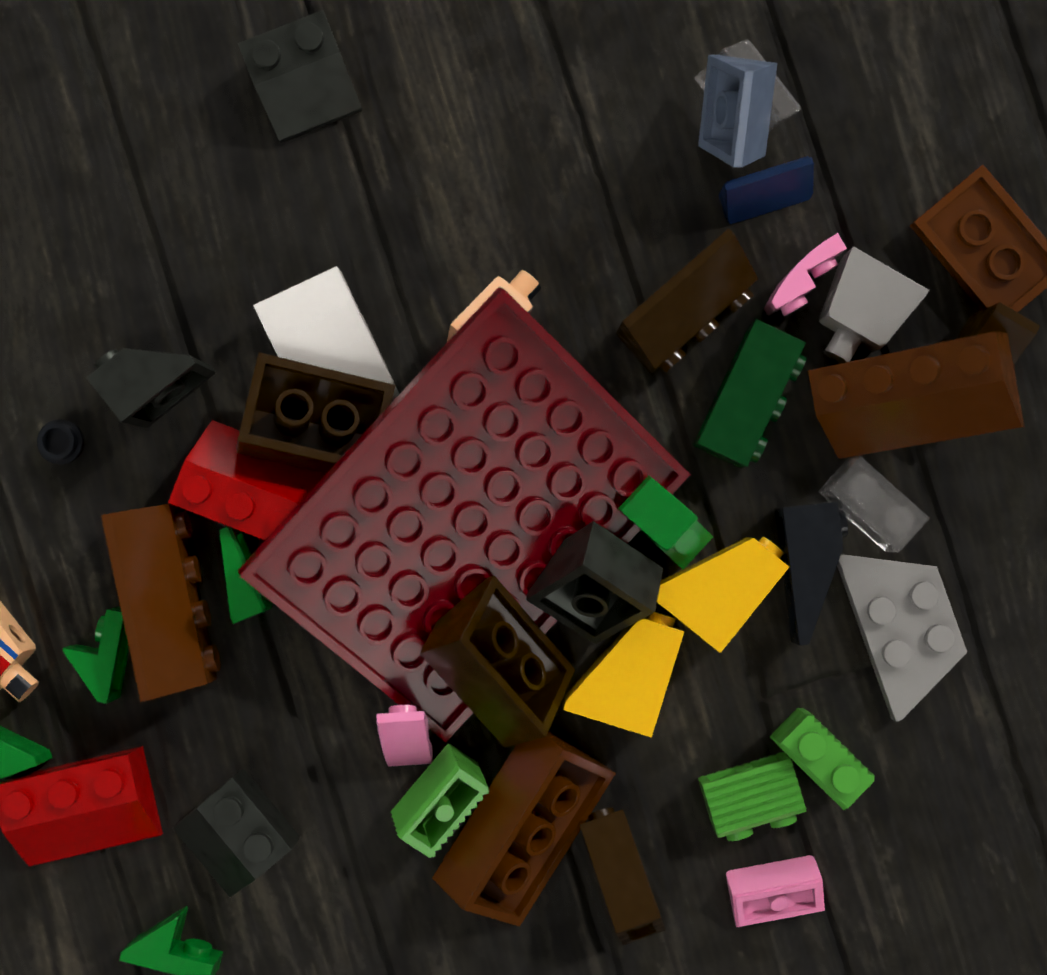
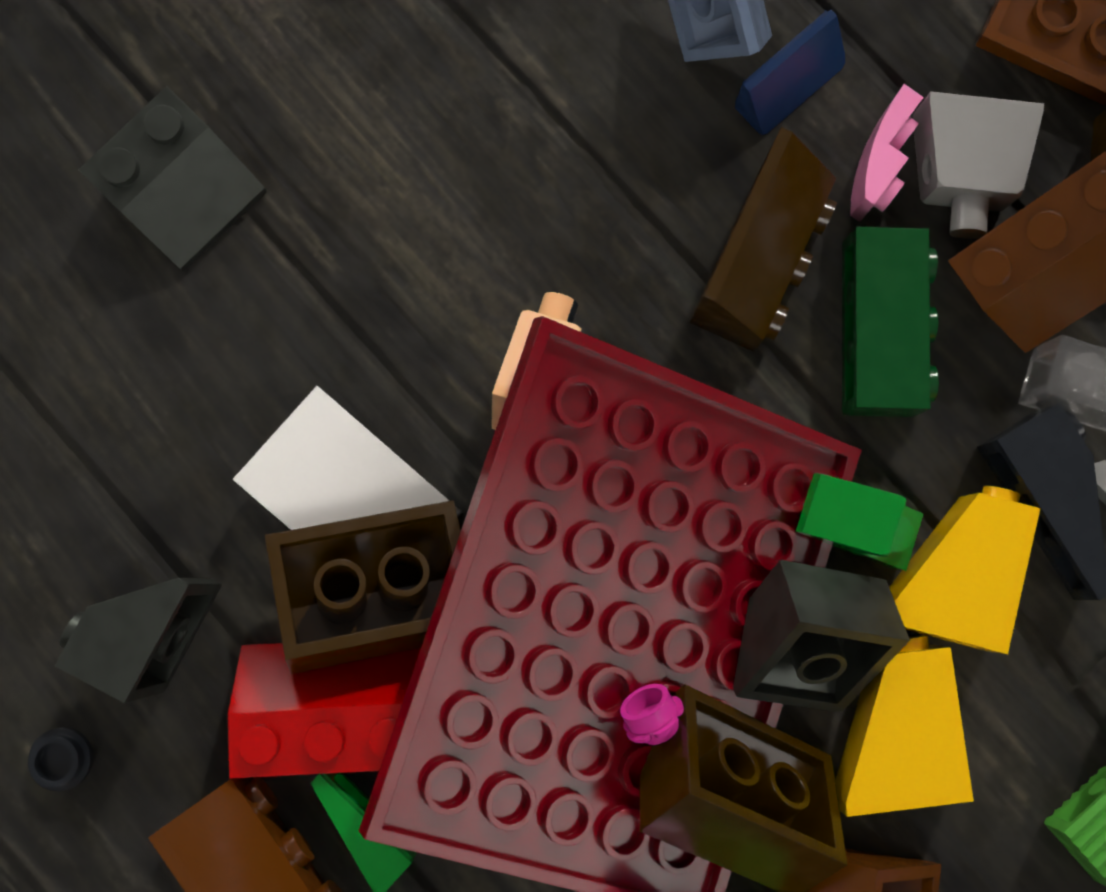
camera: 30 degrees left, 5 degrees down
(461, 583) = (651, 714): none -> dark pink plate

